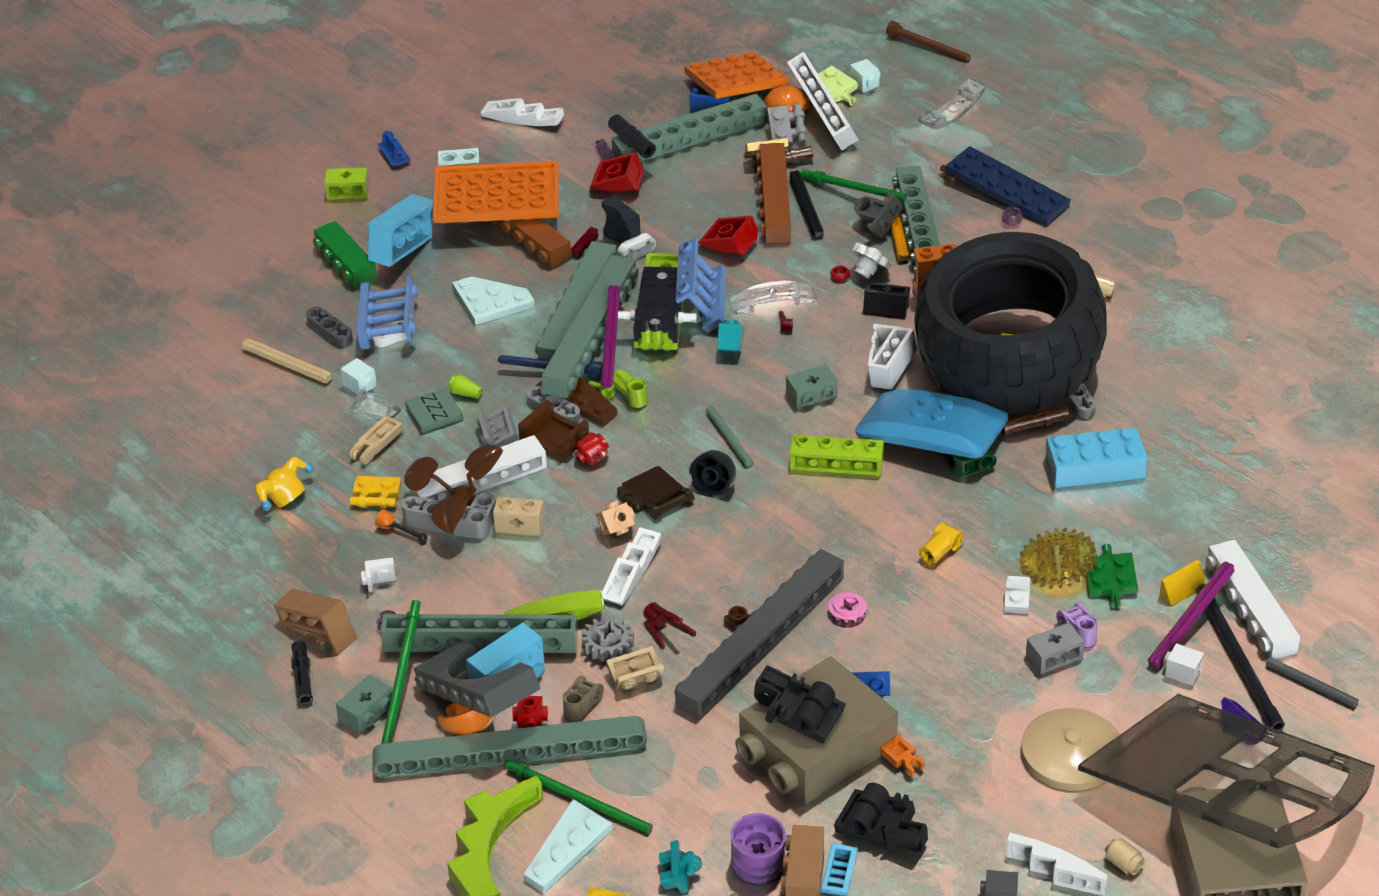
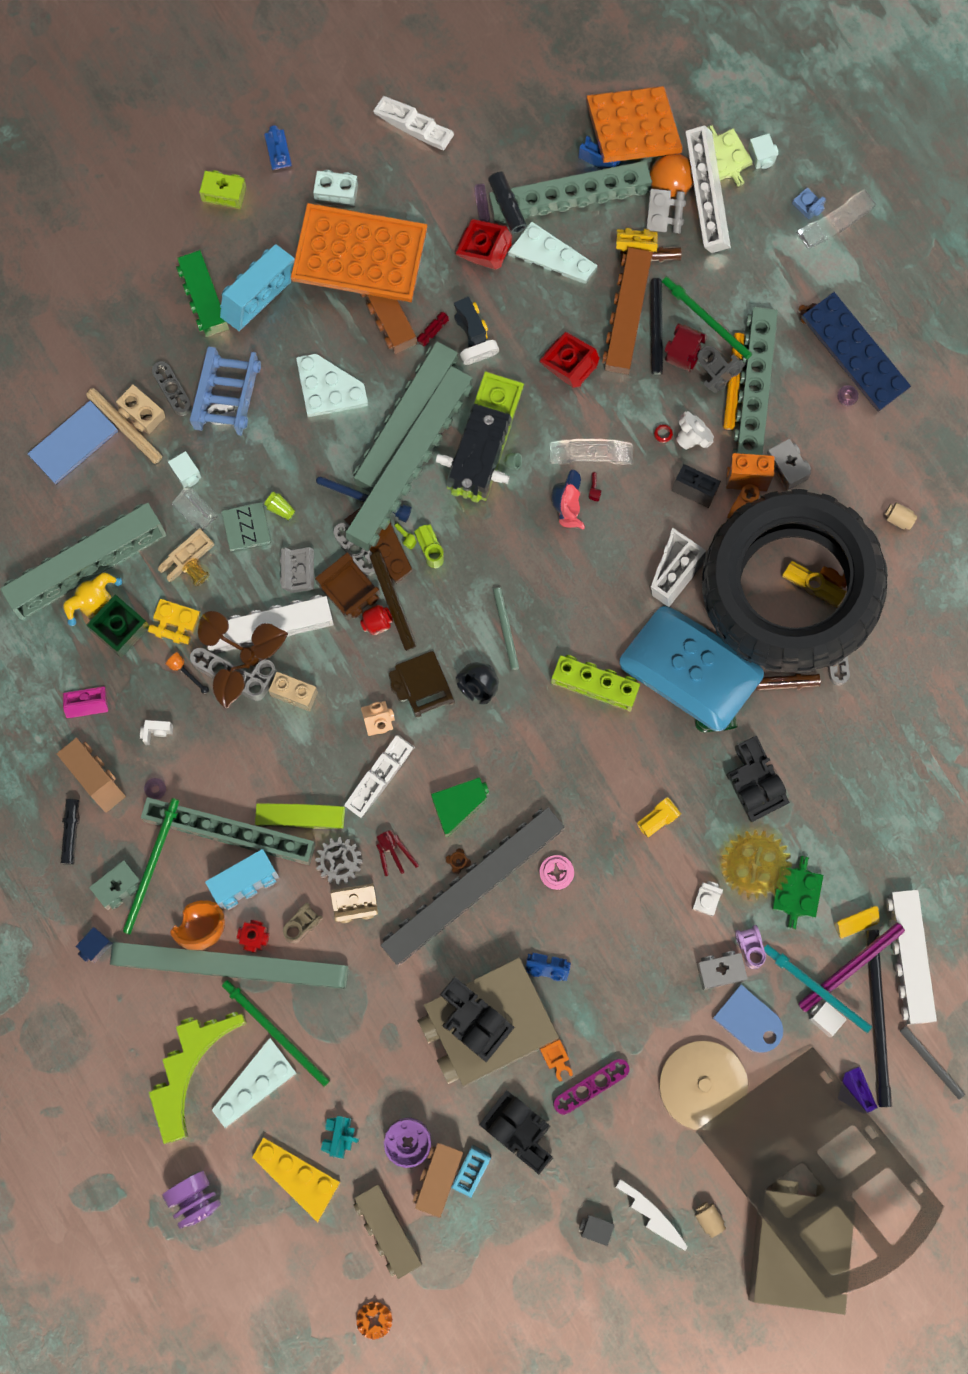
camera: 10 degrees right, 35 degrees up
(235, 381) = (72, 442): none -> medium blue tile
(294, 571) = (85, 702): none -> dark pink slope
(300, 433) = (83, 561): none -> sand green brick
(302, 342) = (143, 407): none -> tan brick
(317, 498) = (118, 626): none -> dark green brick
(352, 757) = (93, 945): none -> dark blue brick
(390, 449) = (196, 573): none -> clear yellow bush
(487, 695) = (214, 941): dark grey arch -> none
(599, 426) = (392, 601): none -> dark brown axle
(610, 336) = (423, 484): magenta axle -> none
(687, 174) = (545, 250): none -> light aqua wing
(713, 281) = (536, 438): medium blue fence -> none
(723, 570) = (459, 803): none -> green slope
(730, 336) = (537, 502): teal slope -> none
(758, 329) = (566, 500): none -> hair
(811, 386) = (604, 580): sand green brick -> none
(839, 205) = (685, 347): none -> dark red brick
(895, 30) = (812, 85): reddish brown piece -> none
(922, 103) = (809, 204): none -> medium blue bracket
(944, 769) = (592, 1088): none -> magenta beam
(1031, 494) = (757, 784): none -> black plate
(1096, 457) = (828, 748): medium azure brick -> none
(1101, 687) = (748, 1020): none -> medium blue tile
(1119, 629) = (783, 962): none -> teal bar

